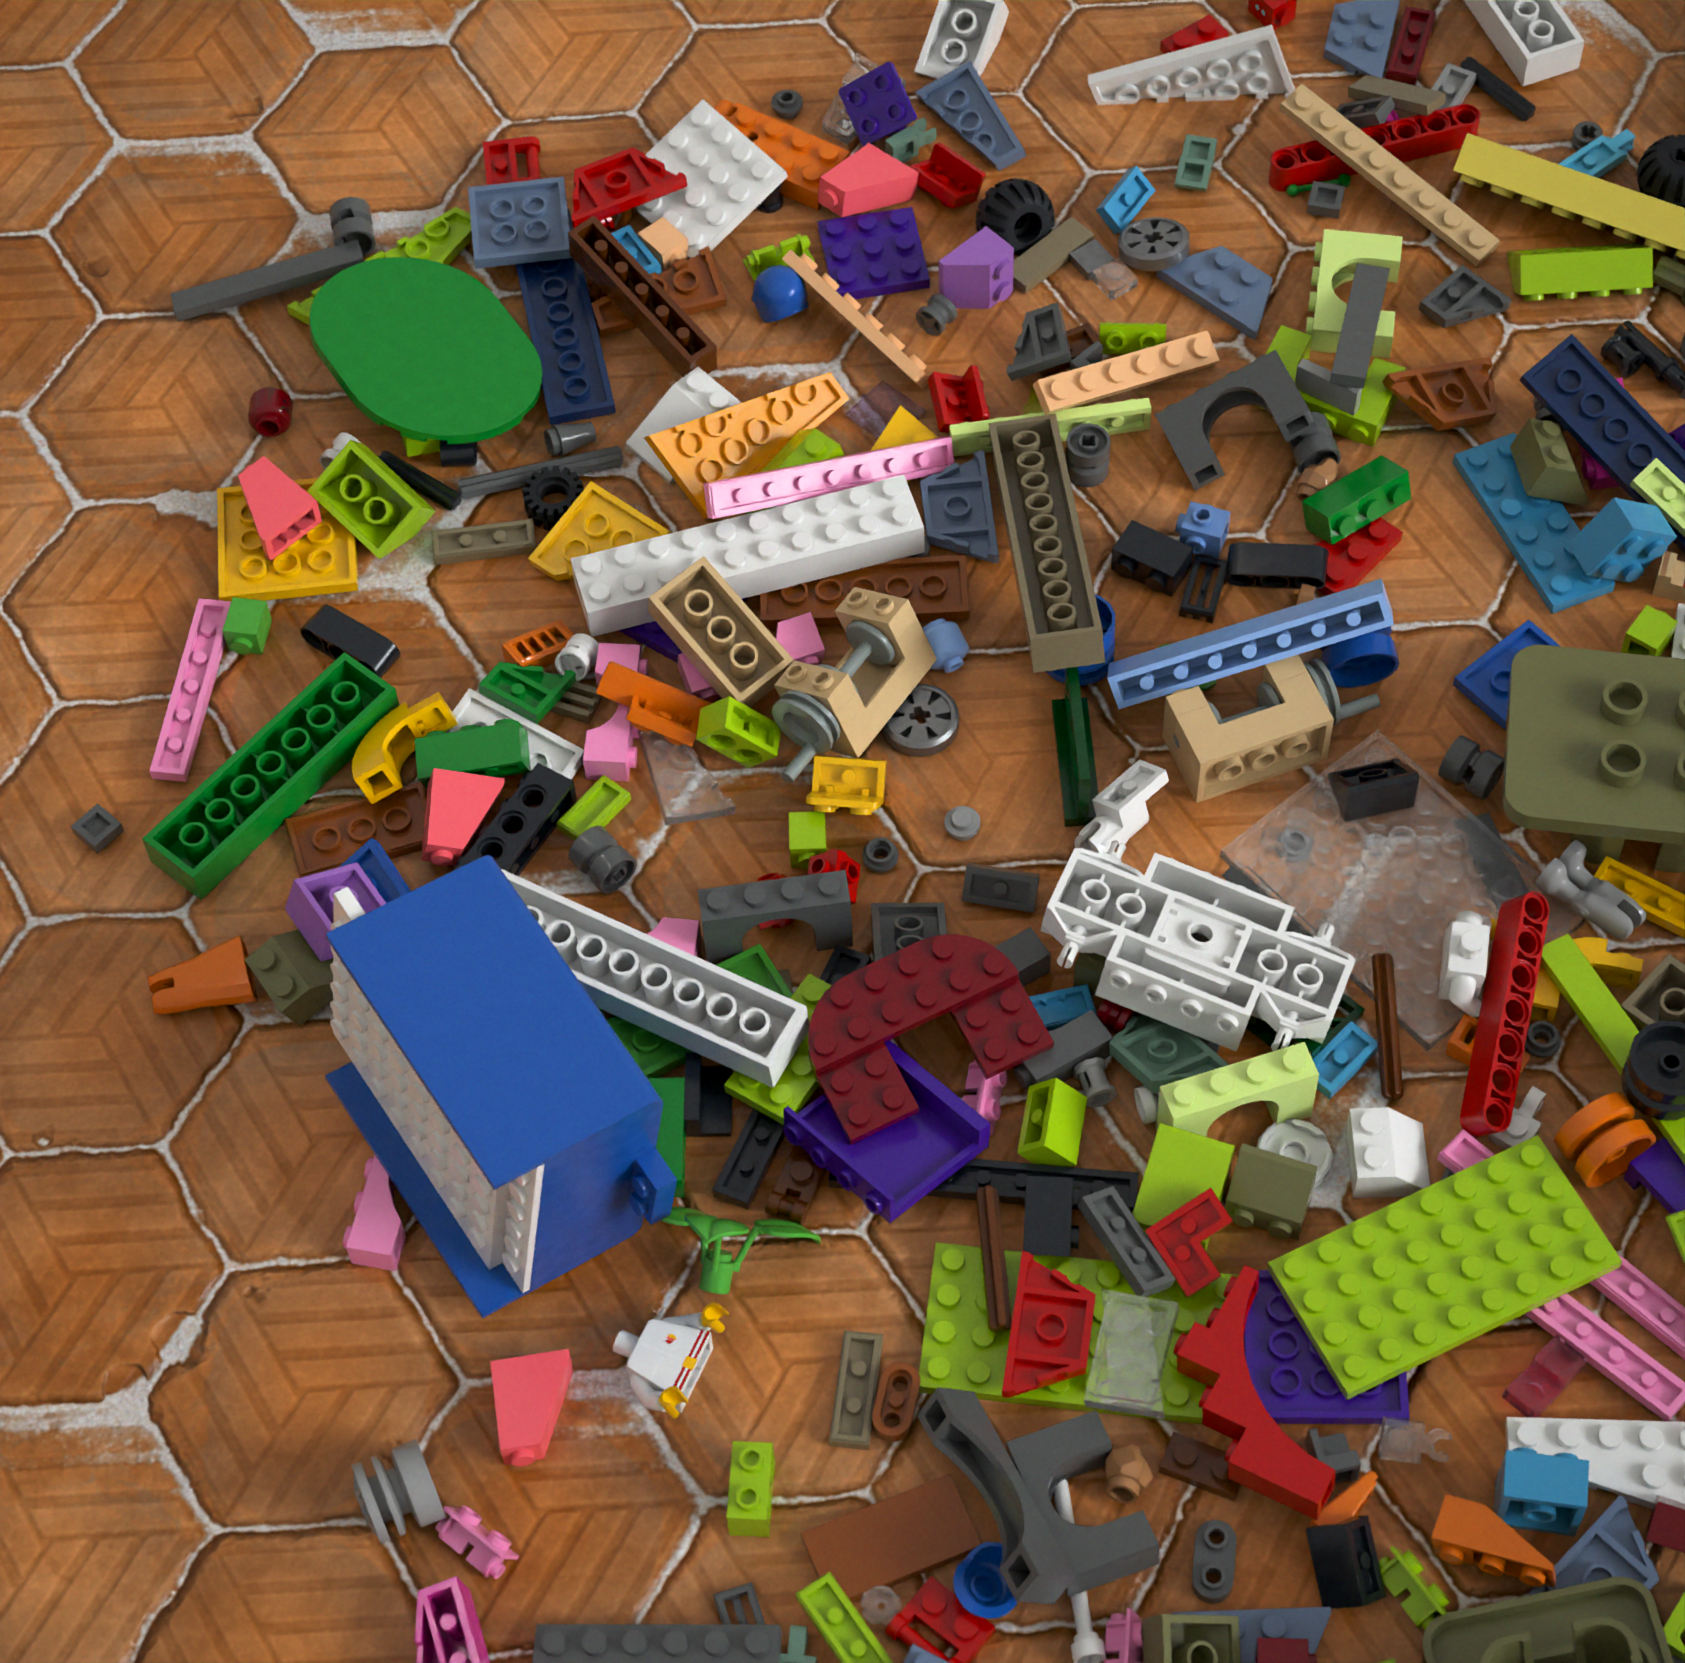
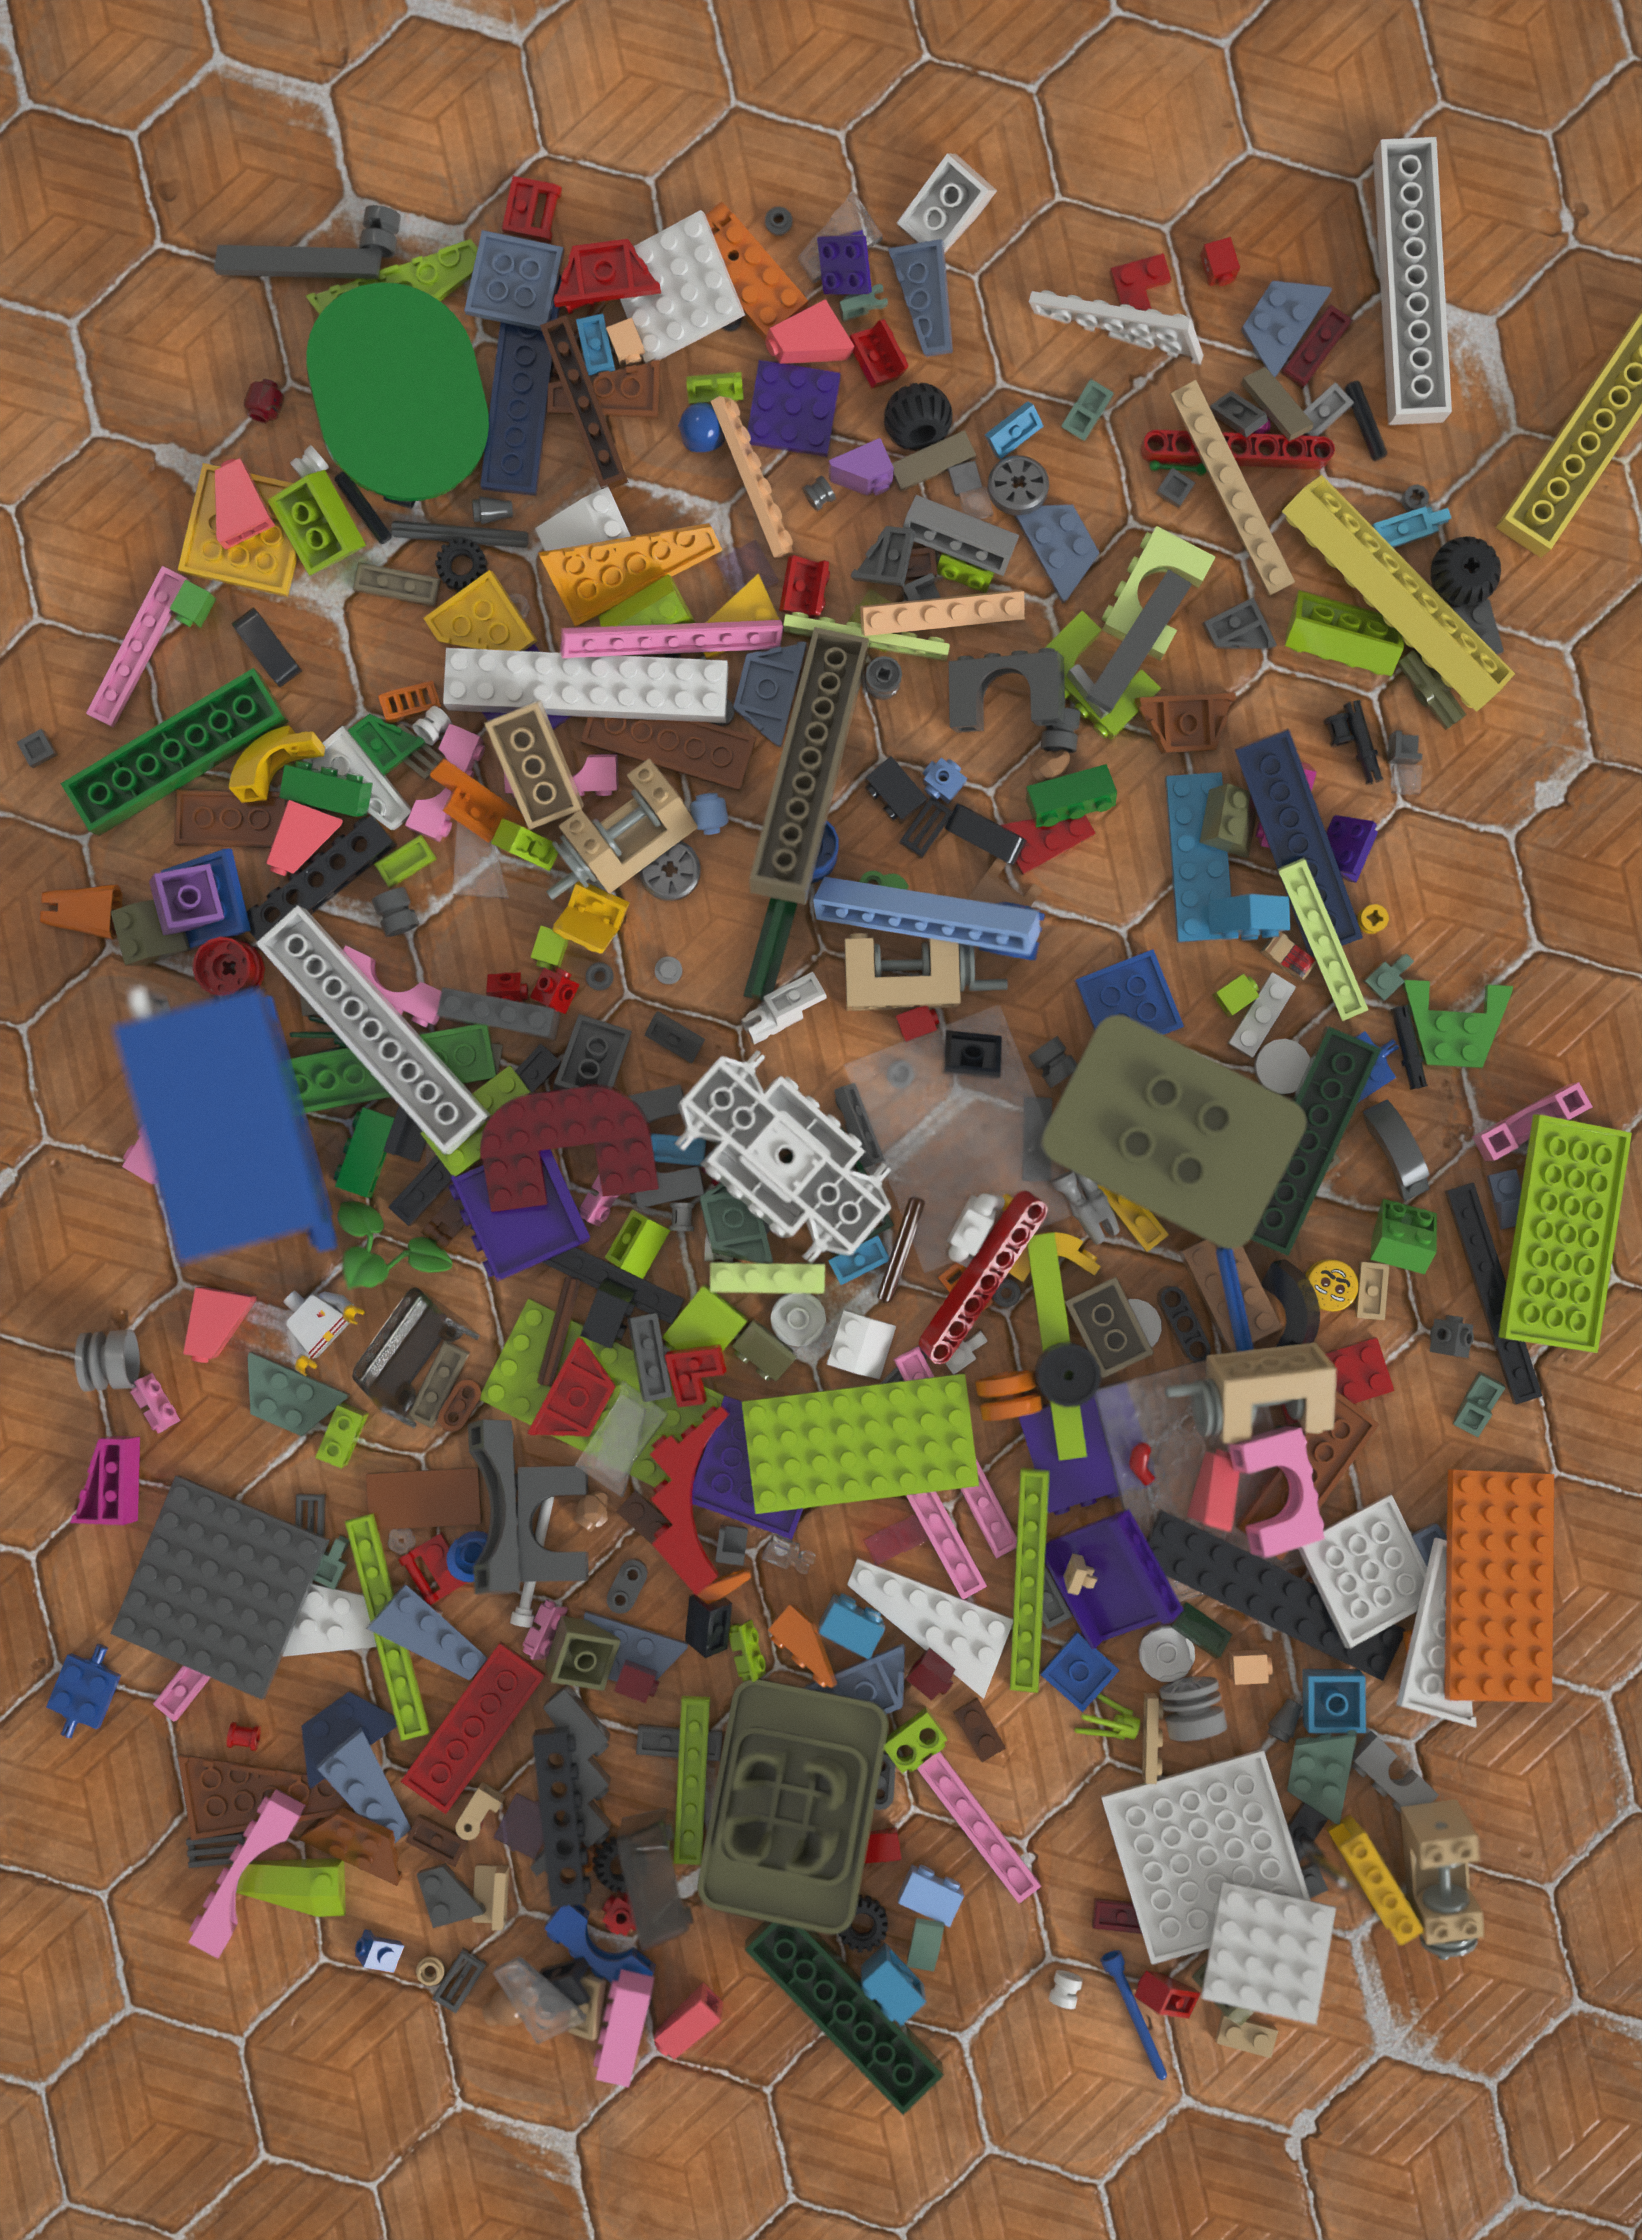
camera: 10 degrees right, 30 degrees up
(659, 1472) = (288, 1396): none -> sand green wing
(799, 1342) = (403, 1349): none -> clear smoke windscreen
(1115, 301) = (960, 535): none -> light grey brick
(1286, 778) = (917, 1022): none -> red brick

